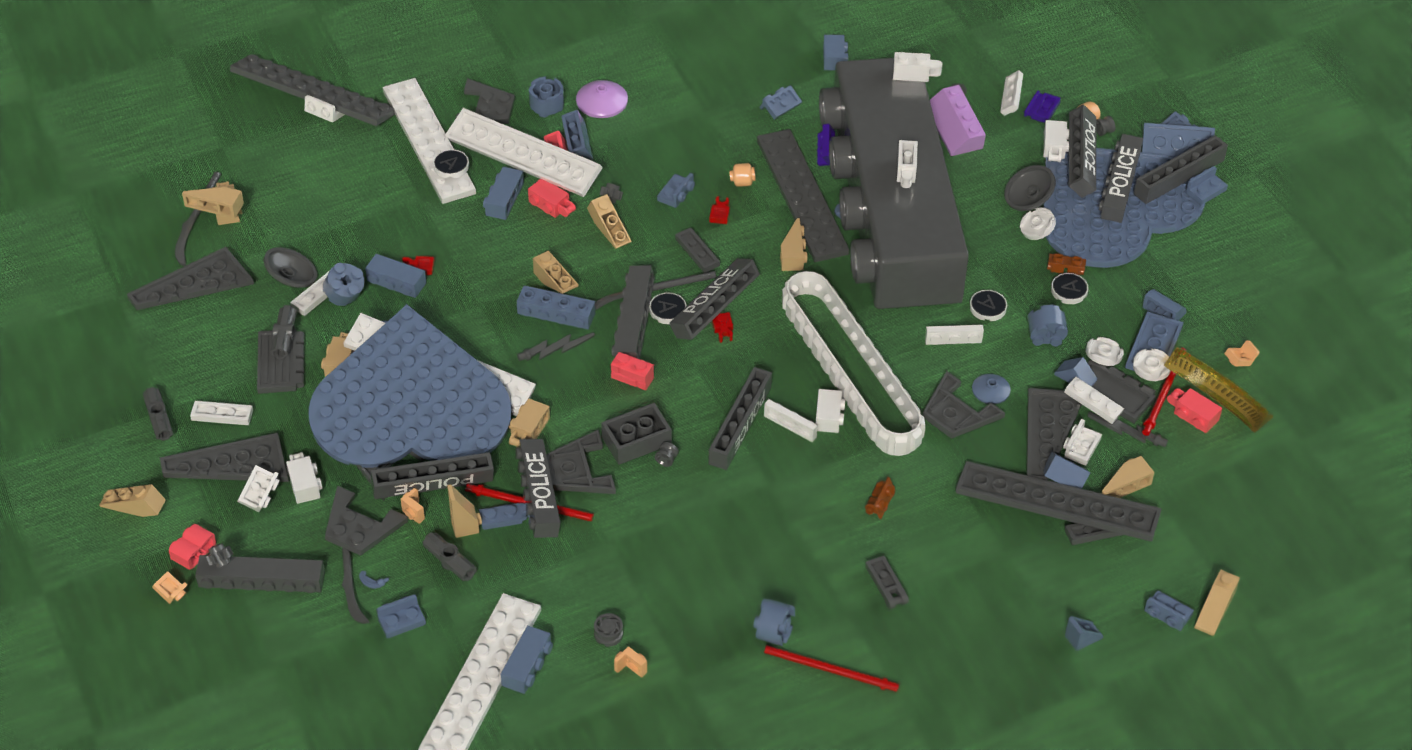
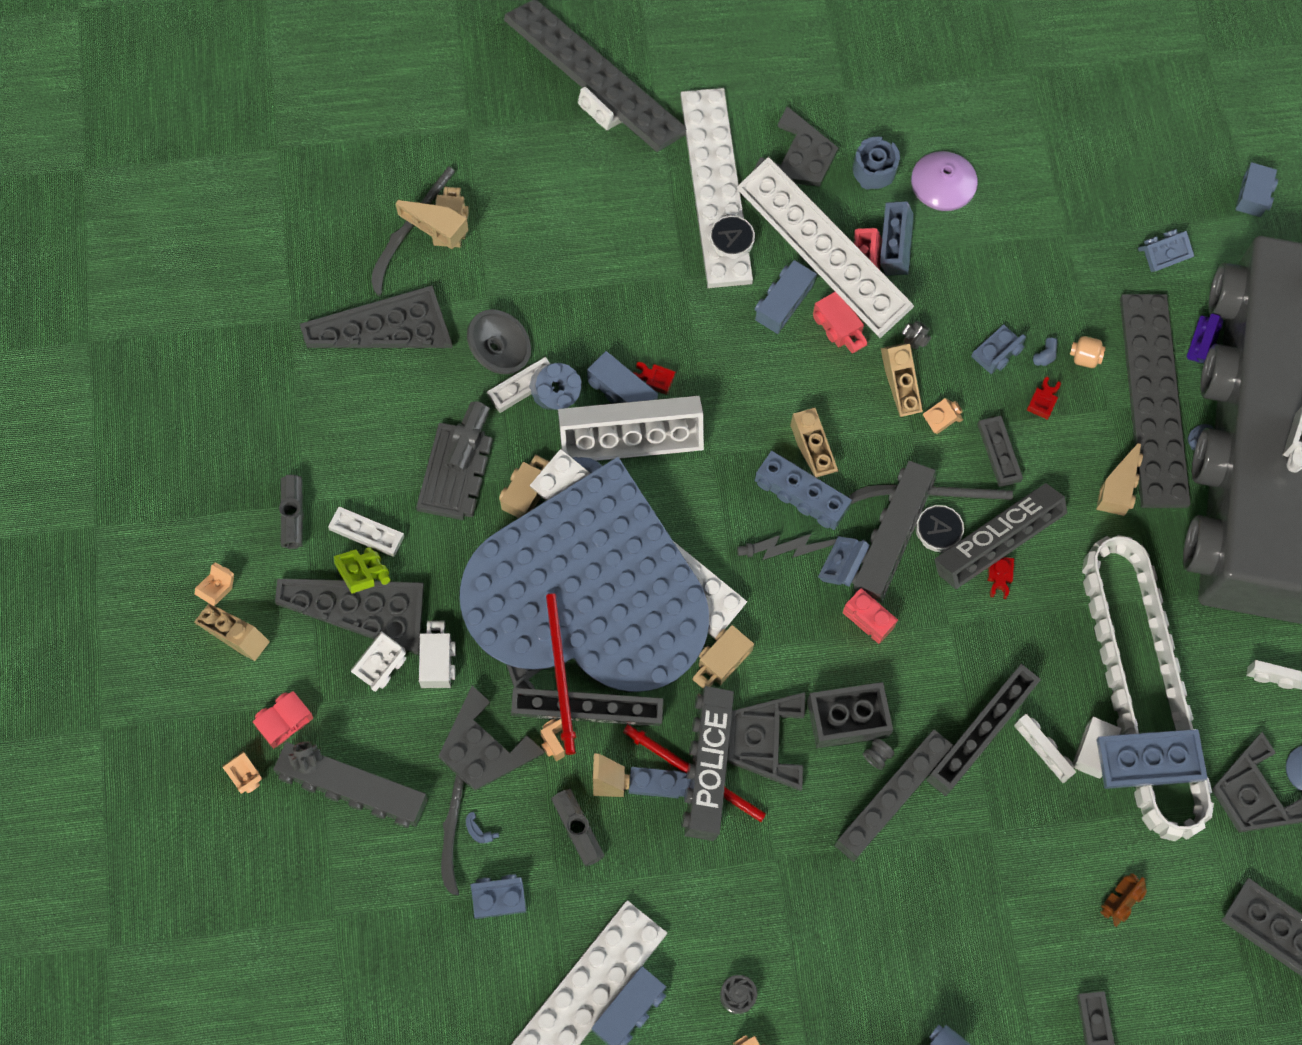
camera: 15 degrees right, 20 degrees up
(111, 474) = (215, 585): none -> light nougat bracket
(225, 435) = (354, 569): none -> lime plate
(422, 291) = (632, 428): none -> white brick
(423, 488) = (568, 735): none -> red bar
(601, 342) = (843, 561): none -> sand blue plate
(647, 238) = (943, 415): none -> light nougat bracket
(684, 478) = (893, 795): none -> dark grey brick
(714, 185) = (1048, 355): none -> sand blue arm
(867, 395) = (1151, 759): none -> sand blue plate

